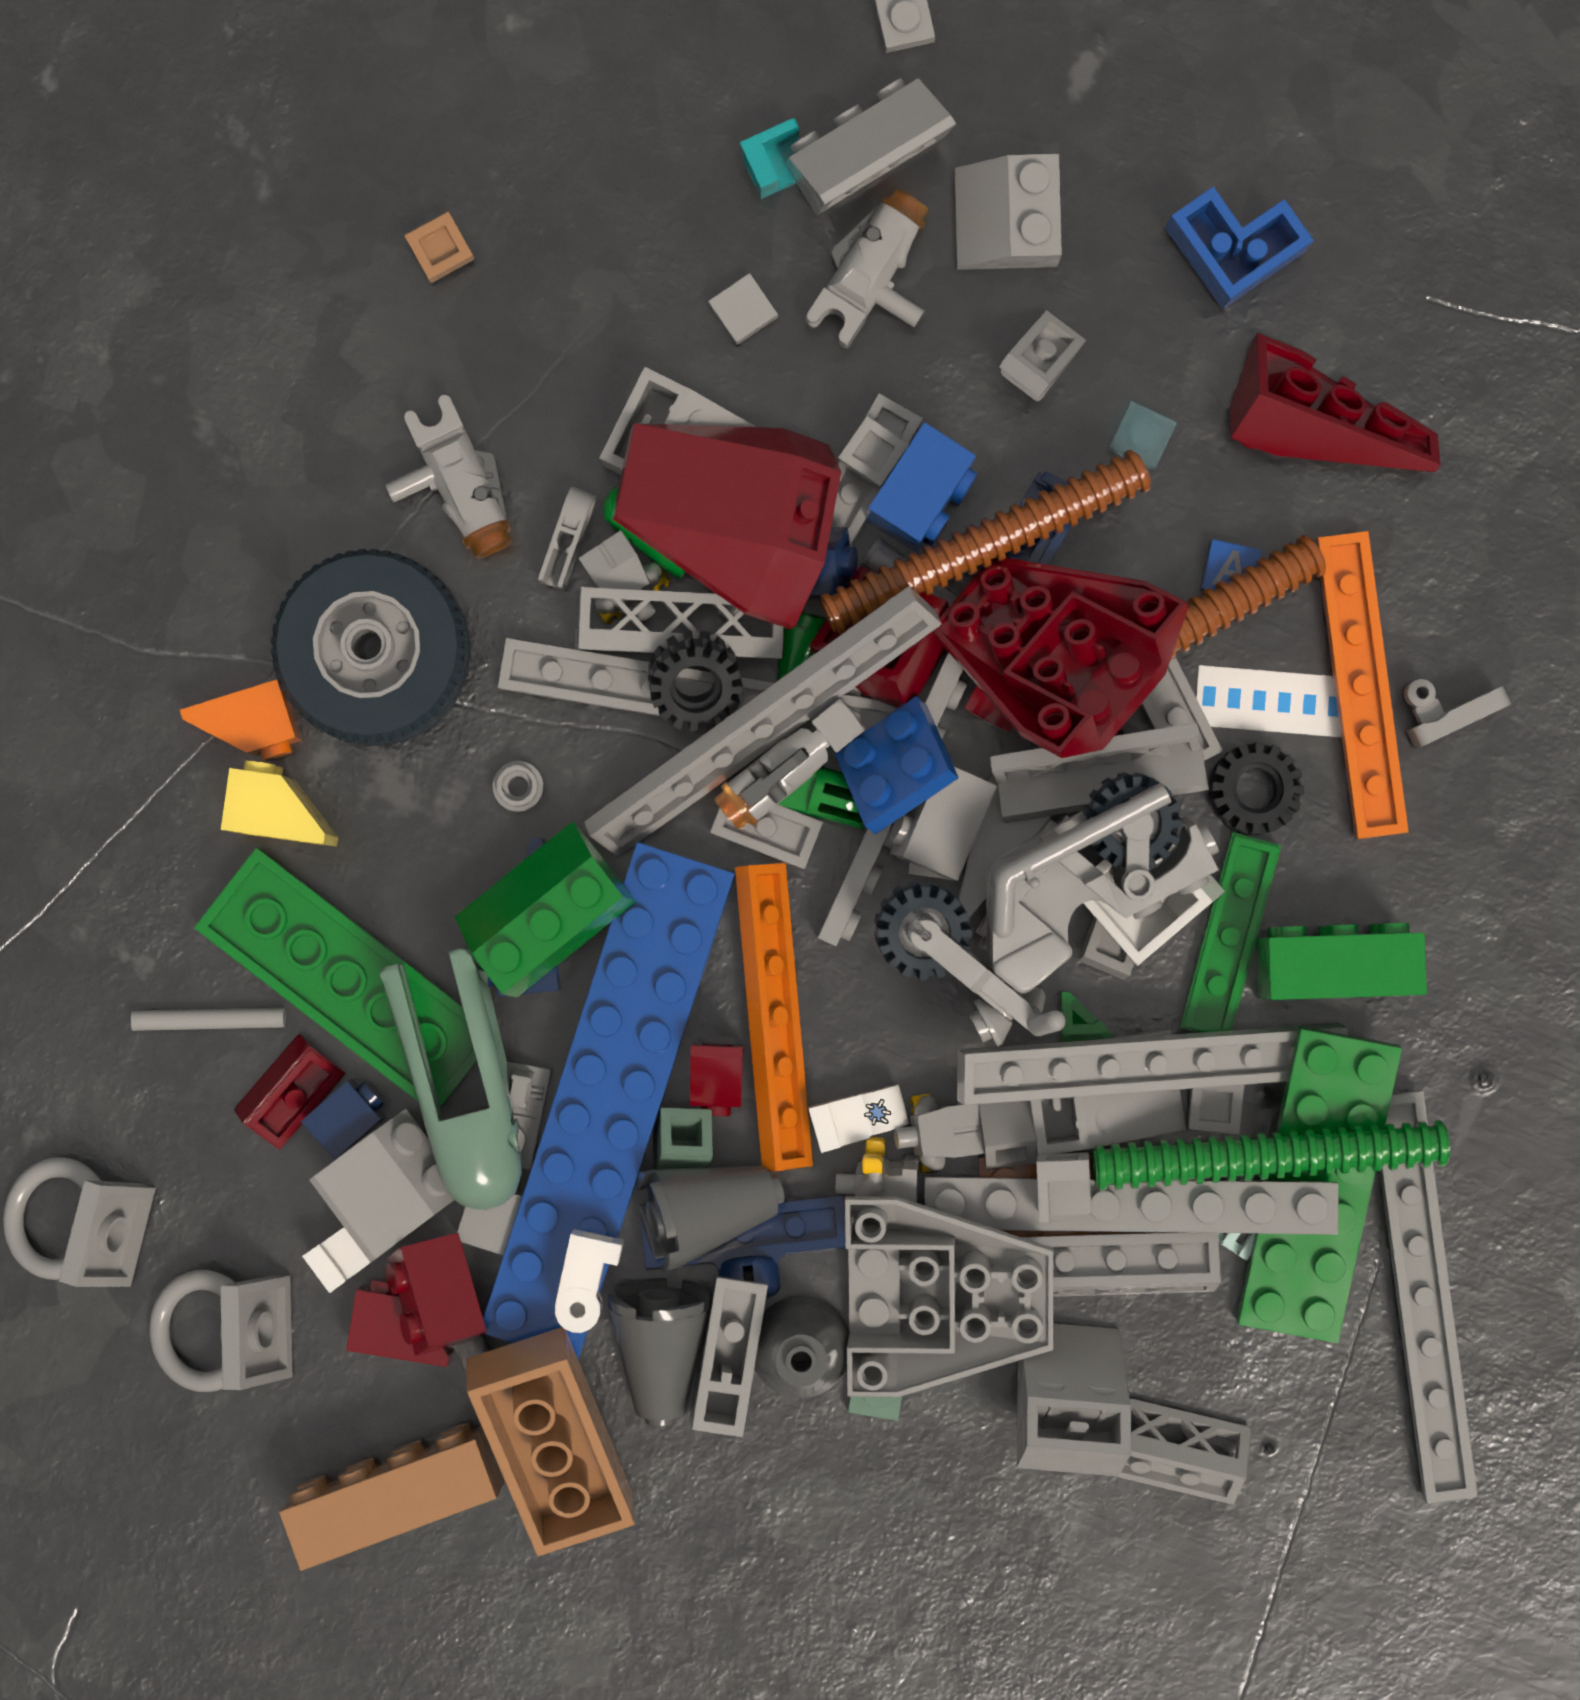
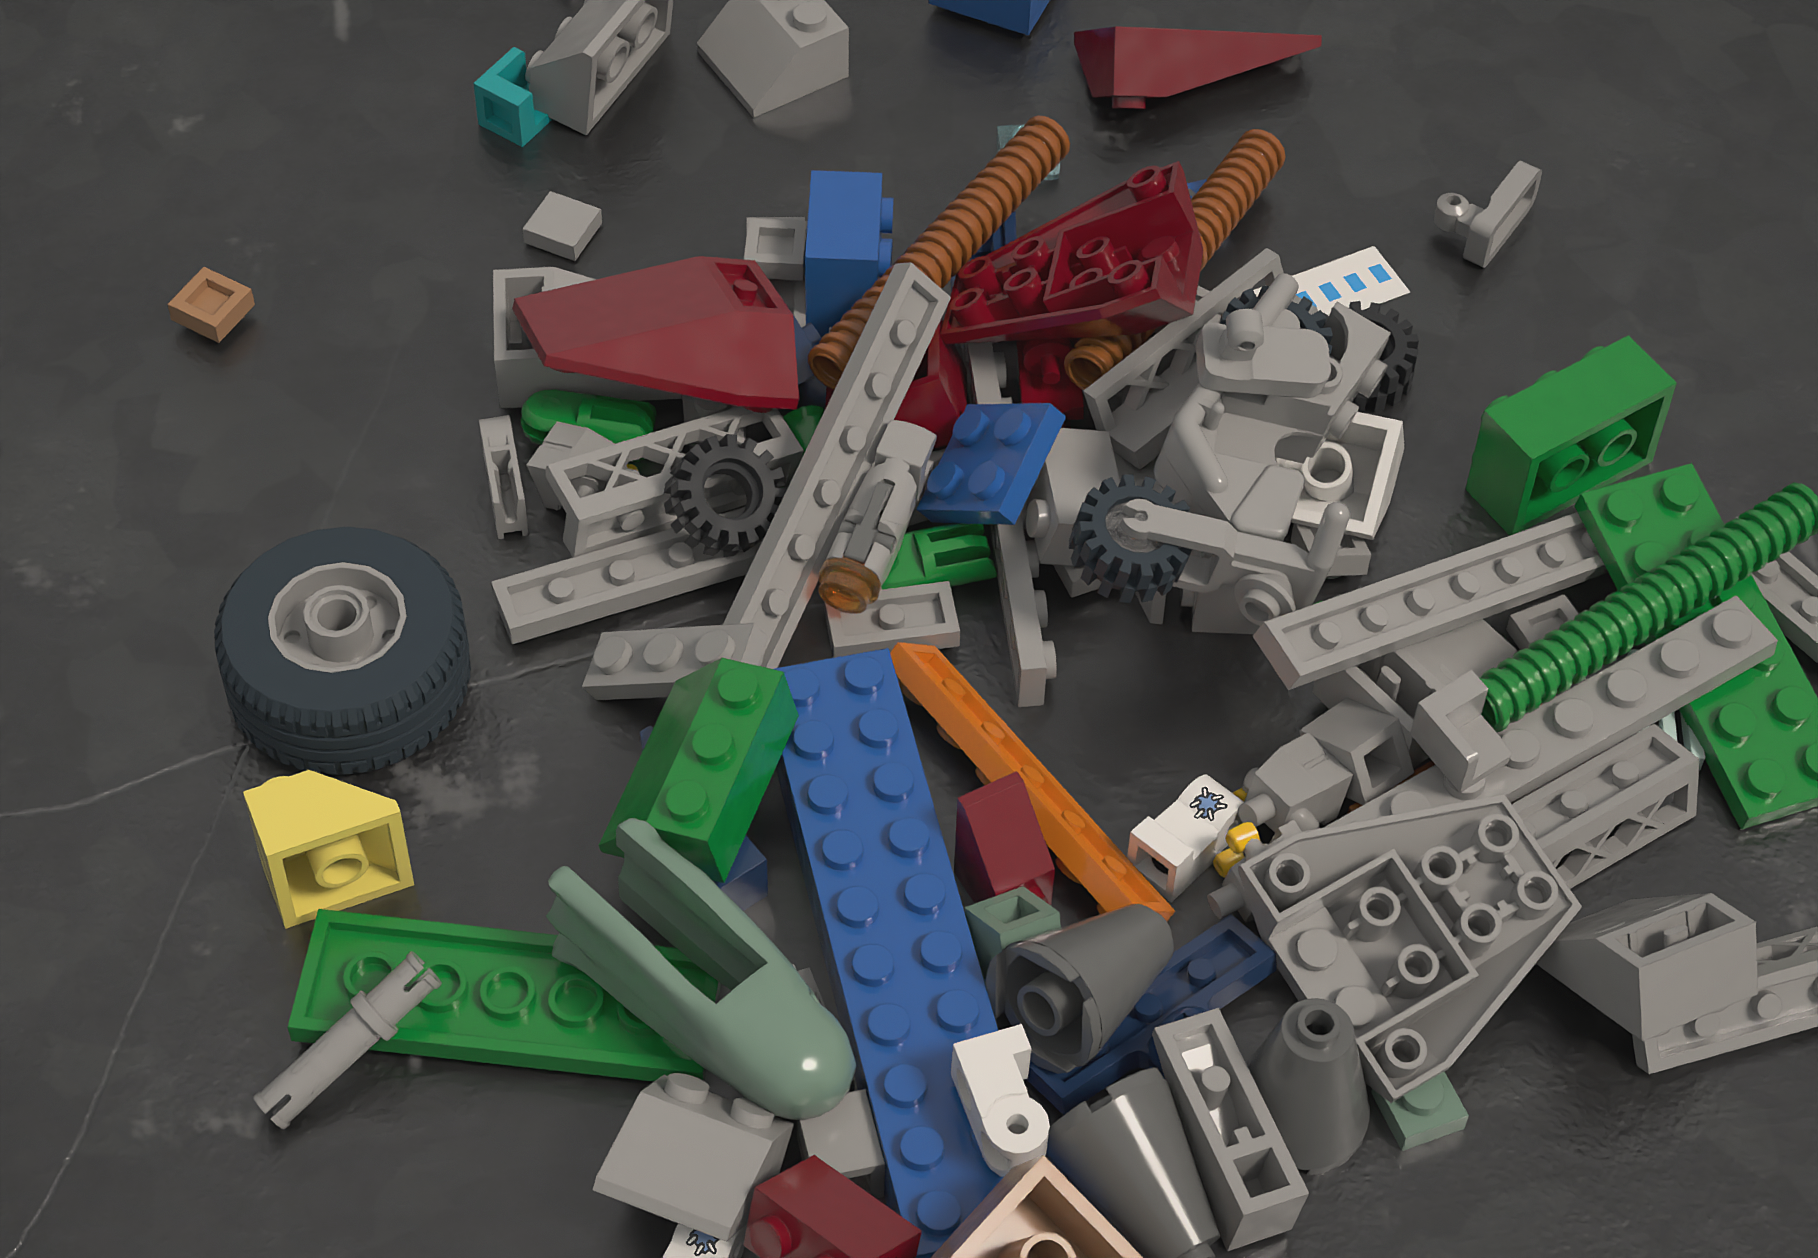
camera: 30 degrees left, 35 degrees down
(208, 1019) = (358, 1130): light grey bar -> none
(240, 964) = (348, 1039): none -> light grey pin
(251, 720) = (209, 800): orange slope -> none
(288, 1092) = (507, 1158): dark red slope -> none
(345, 1117) = (585, 1133): dark blue brick -> none
(463, 477) = (356, 474): light grey piece -> none
(506, 775) = (587, 703): light grey plate -> none
(587, 794) = (653, 659): none -> light grey plate
(866, 265) = (665, 139): light grey piece -> none
(1041, 356) = (883, 138): light grey slope -> none
(1092, 862) = (1261, 358): none -> light grey piece
(1230, 935) = (1436, 479): green tile -> none
(1362, 686) = (1401, 240): orange plate -> none

